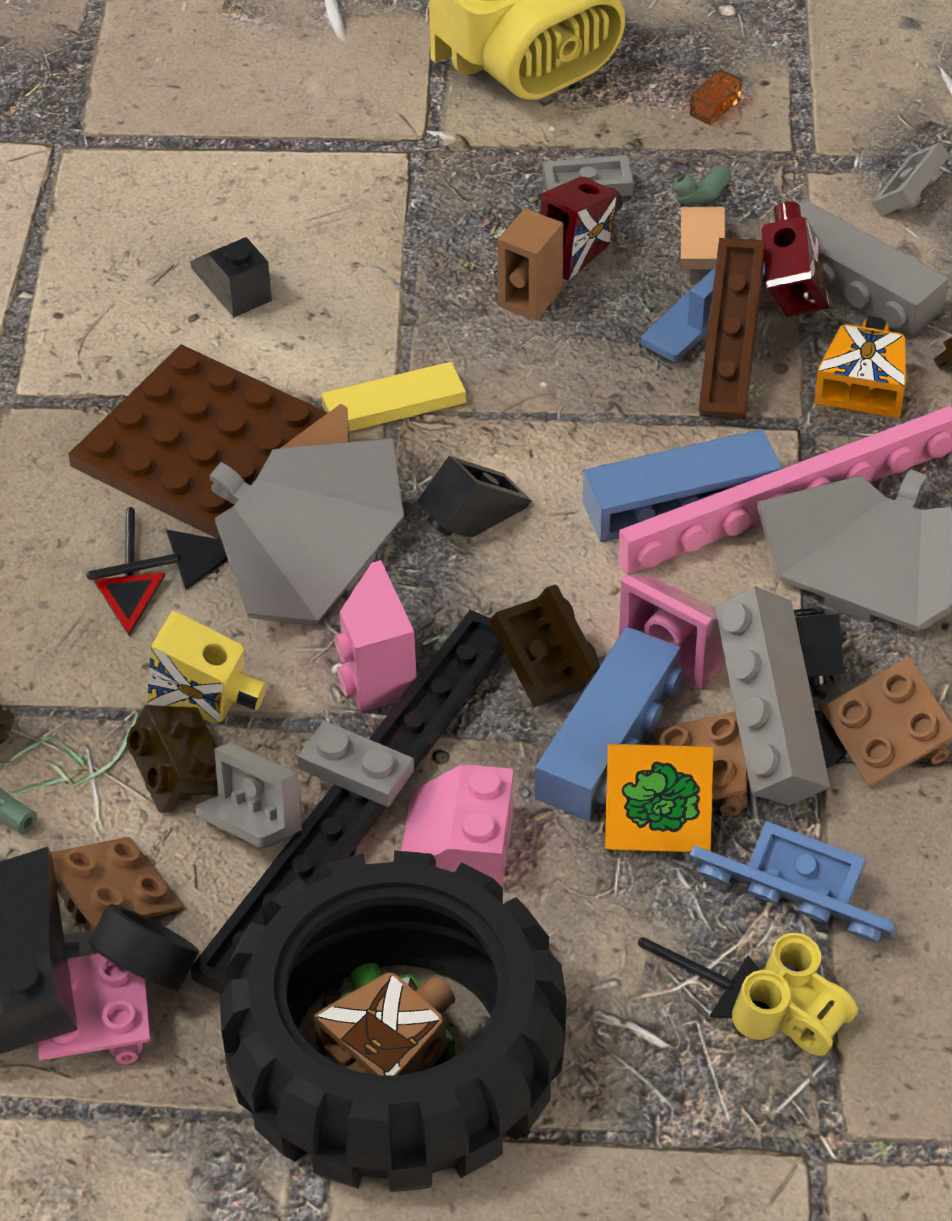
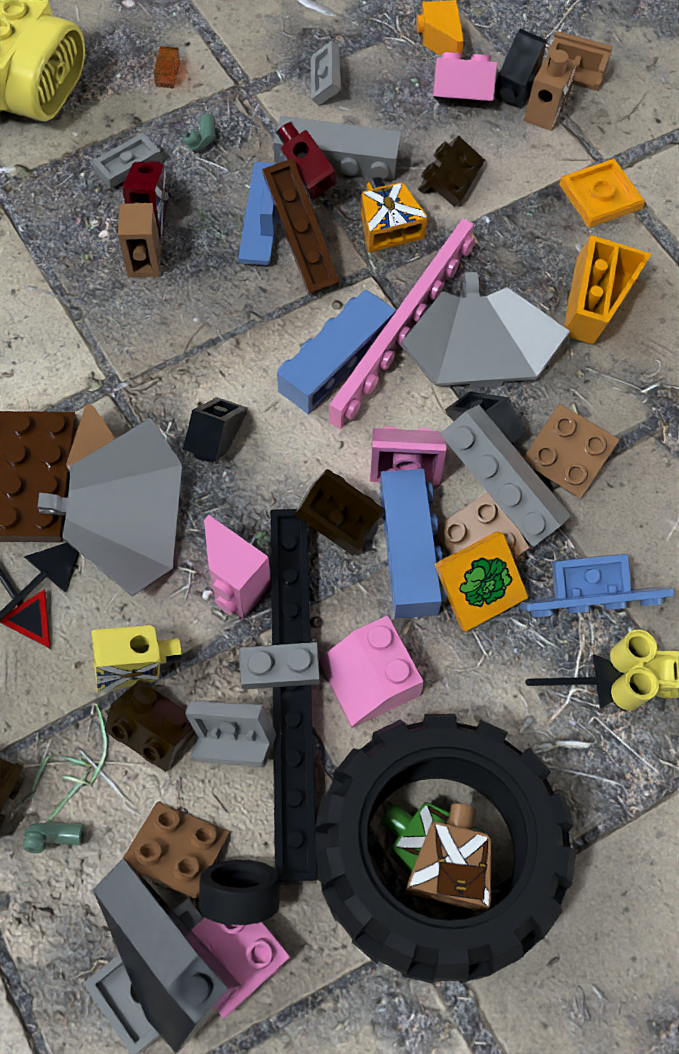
camera: 35 degrees left, 15 degrees up
(398, 396) = (109, 376): light yellow tile -> none
(700, 236) = (230, 169): light nougat slope -> none

